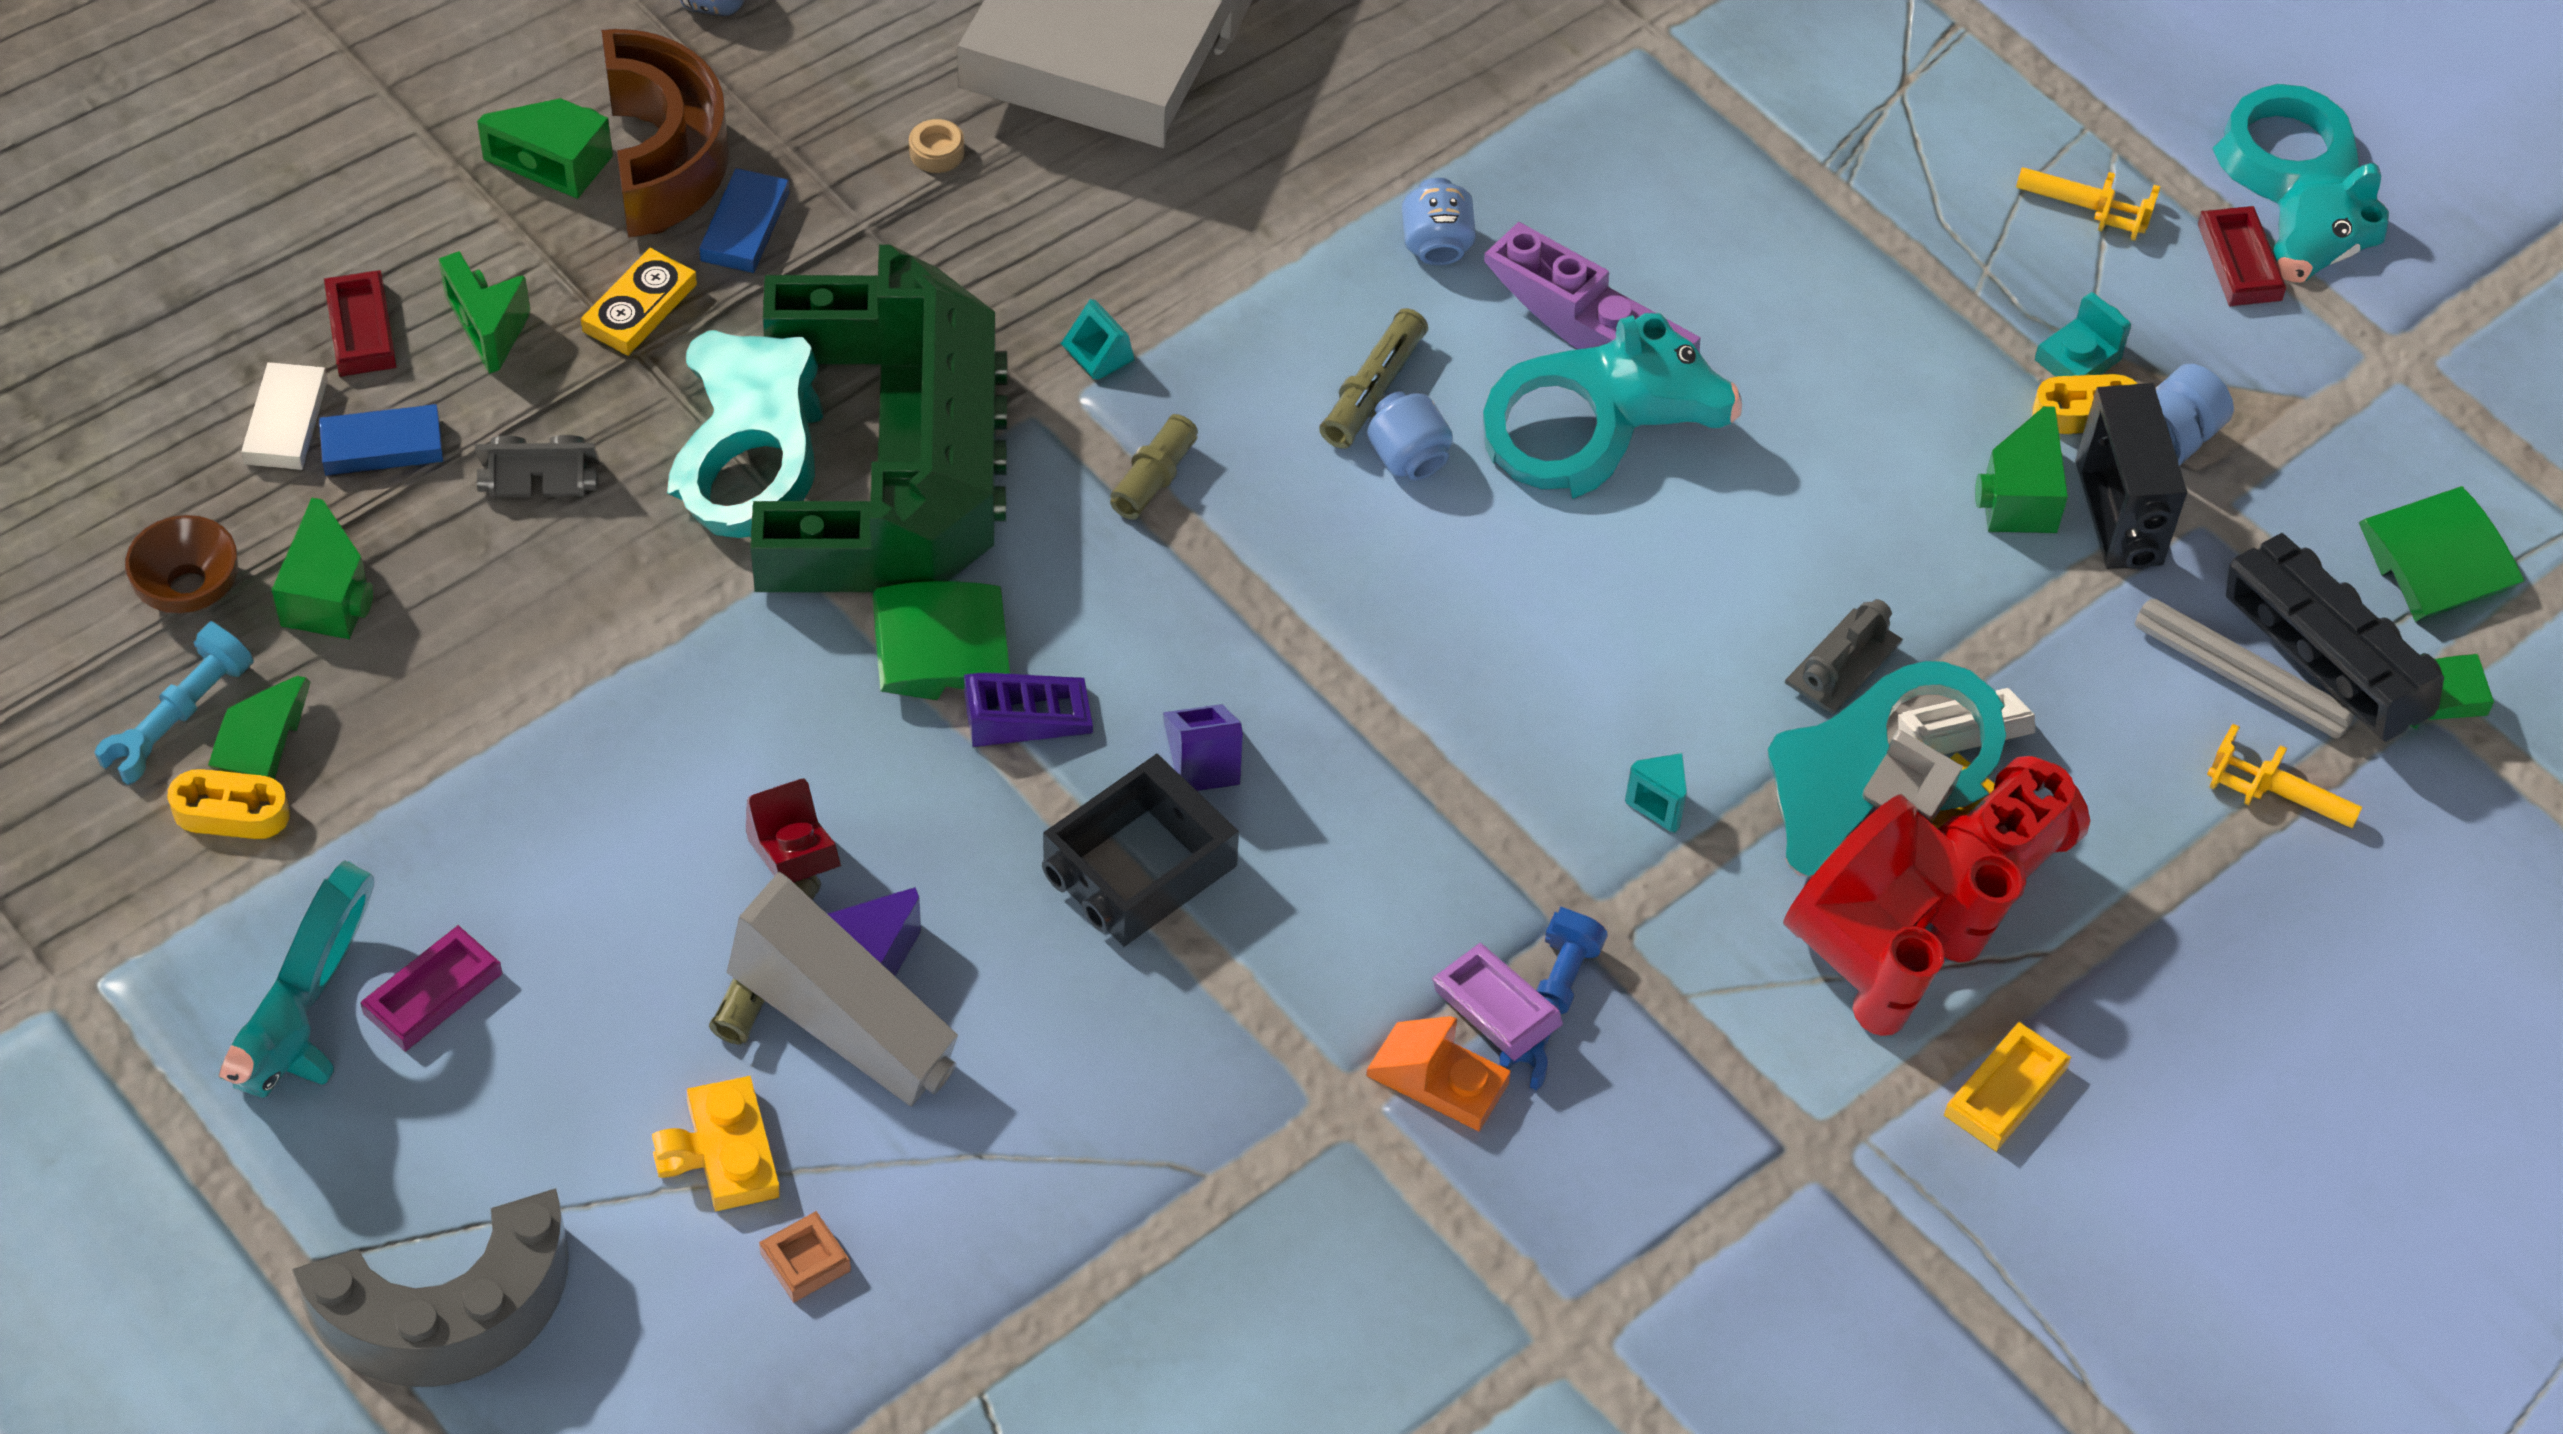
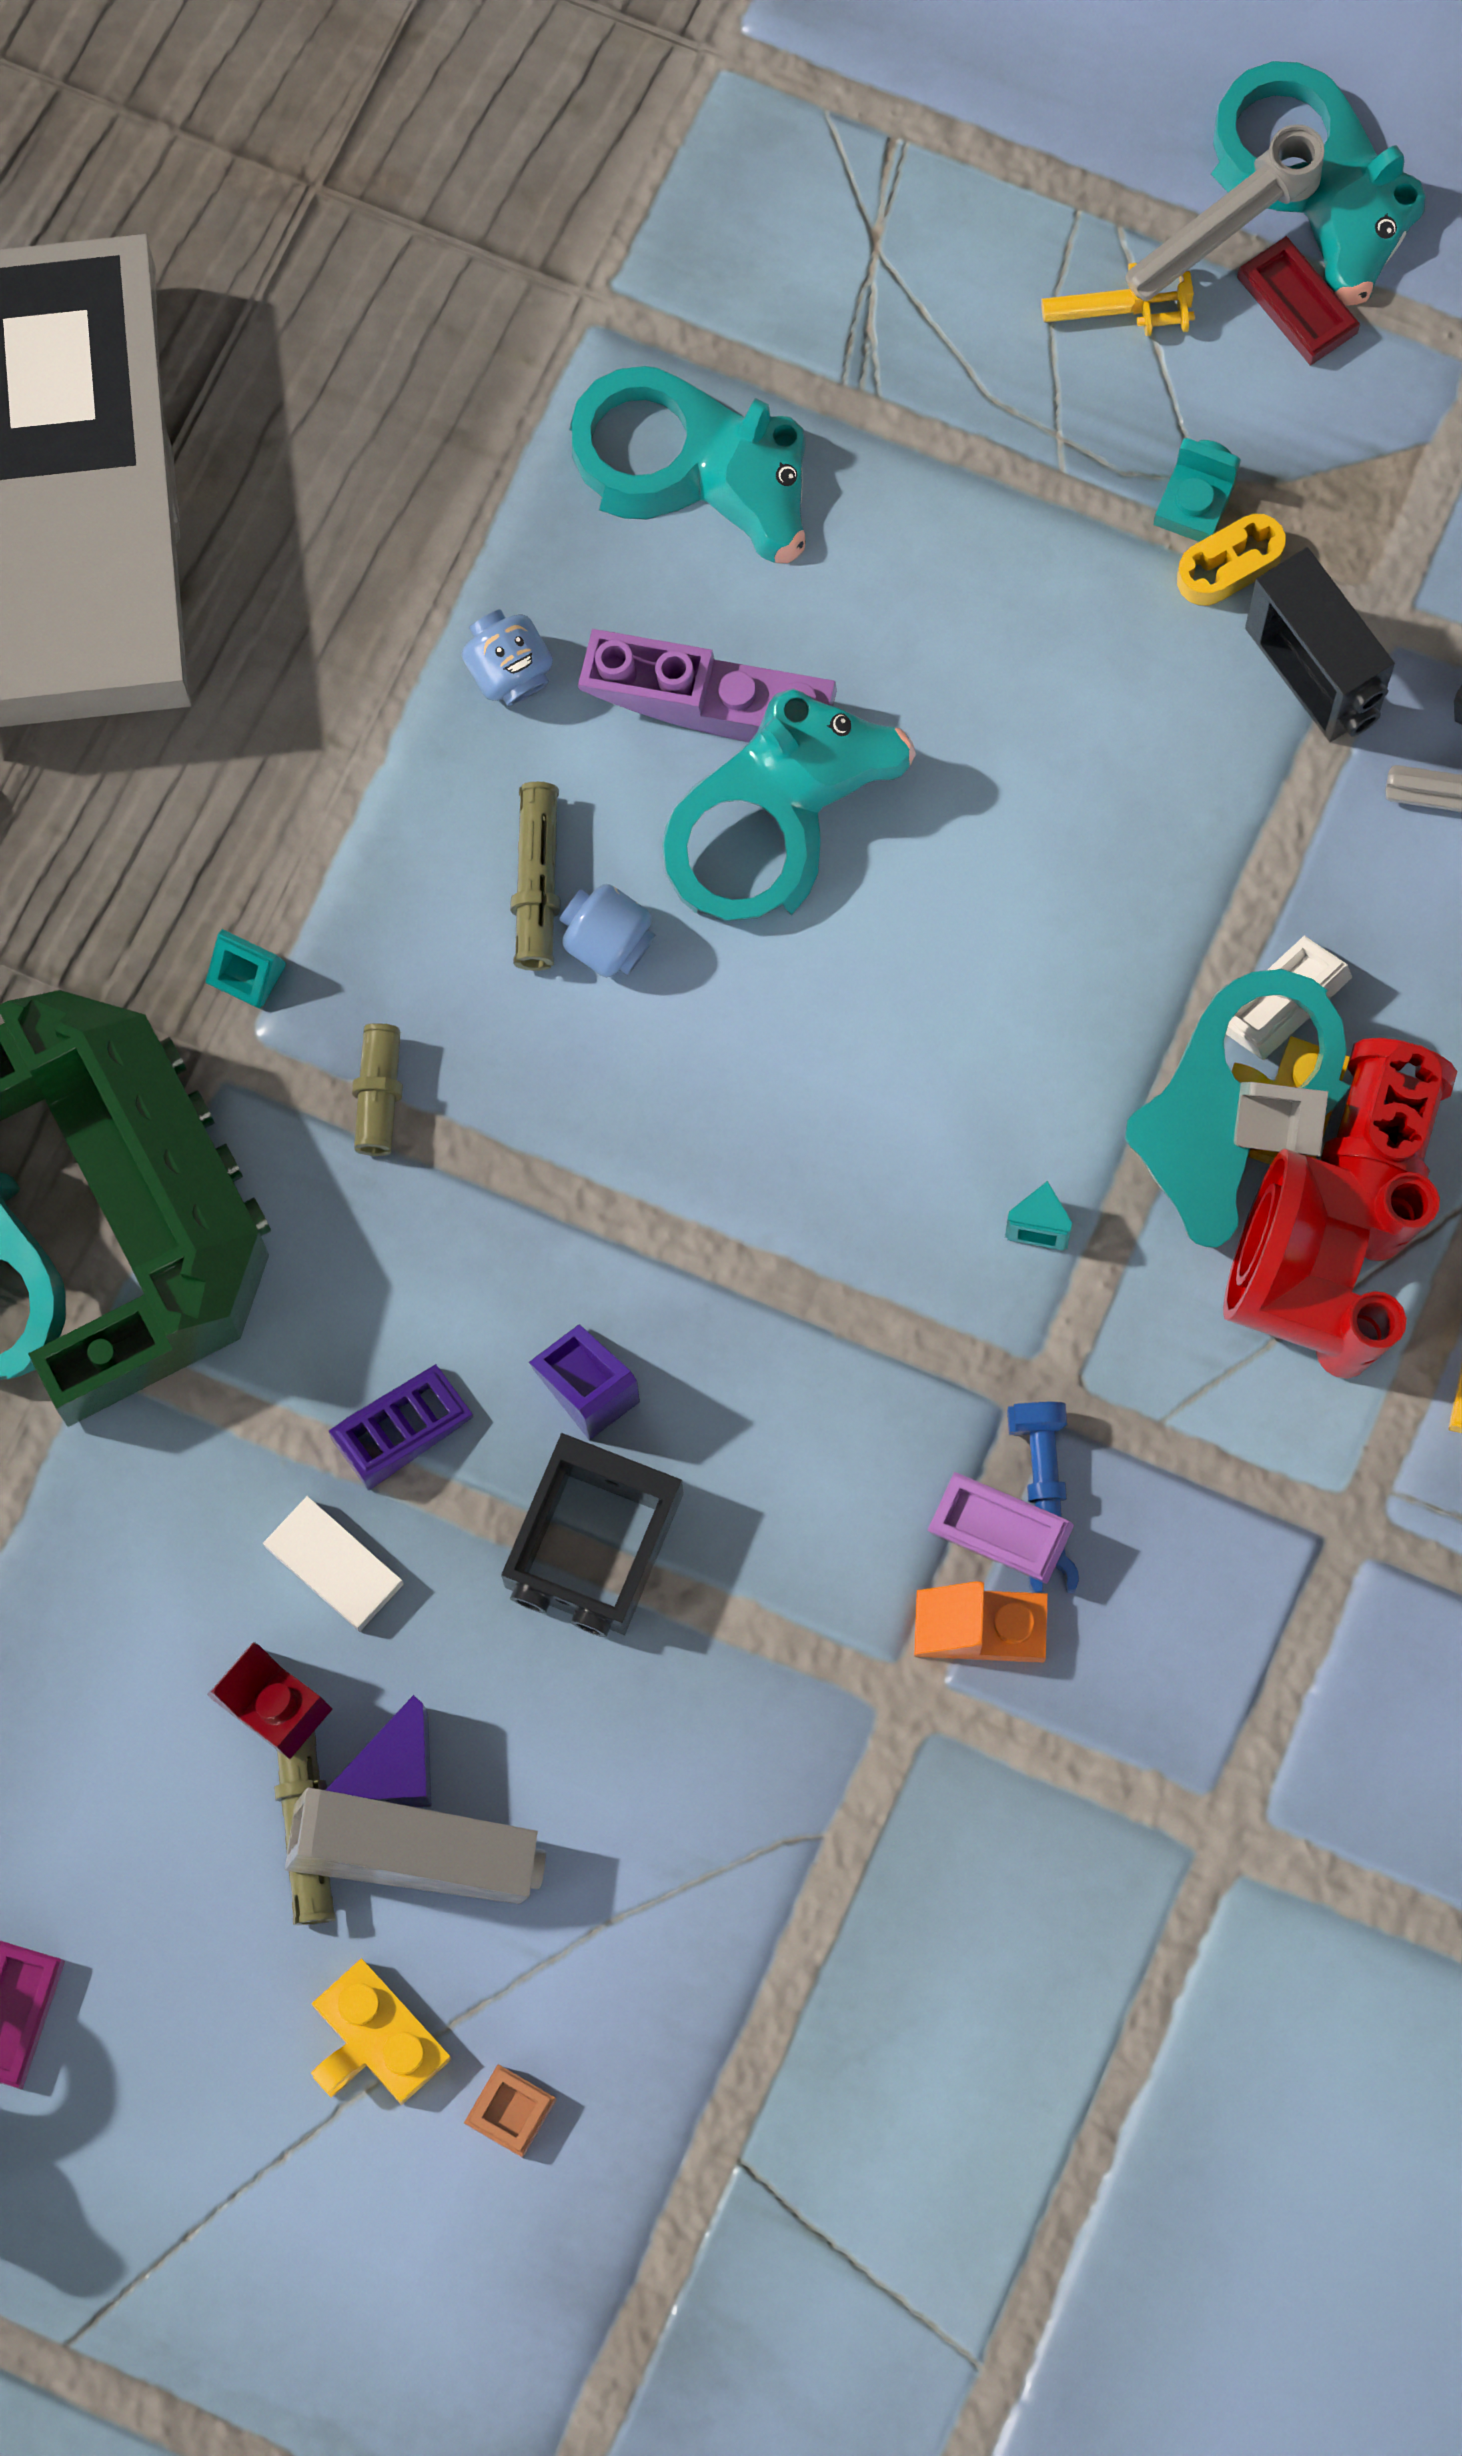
camera: 20 degrees left, 20 degrees up
(449, 1328) = (245, 2358): dark grey brick -> none
(910, 782) = (333, 1563): none -> white tile
(937, 634) = (276, 1391): green slope -> none
(1705, 179) = (733, 462): none -> teal animal
(1846, 656) = (1137, 977): dark grey hinge -> none
(2025, 479) = (1216, 685): green slope -> none
(2194, 407) = (1335, 527): medium blue wheel -> none
(2275, 151) = (1233, 211): none -> light grey axle

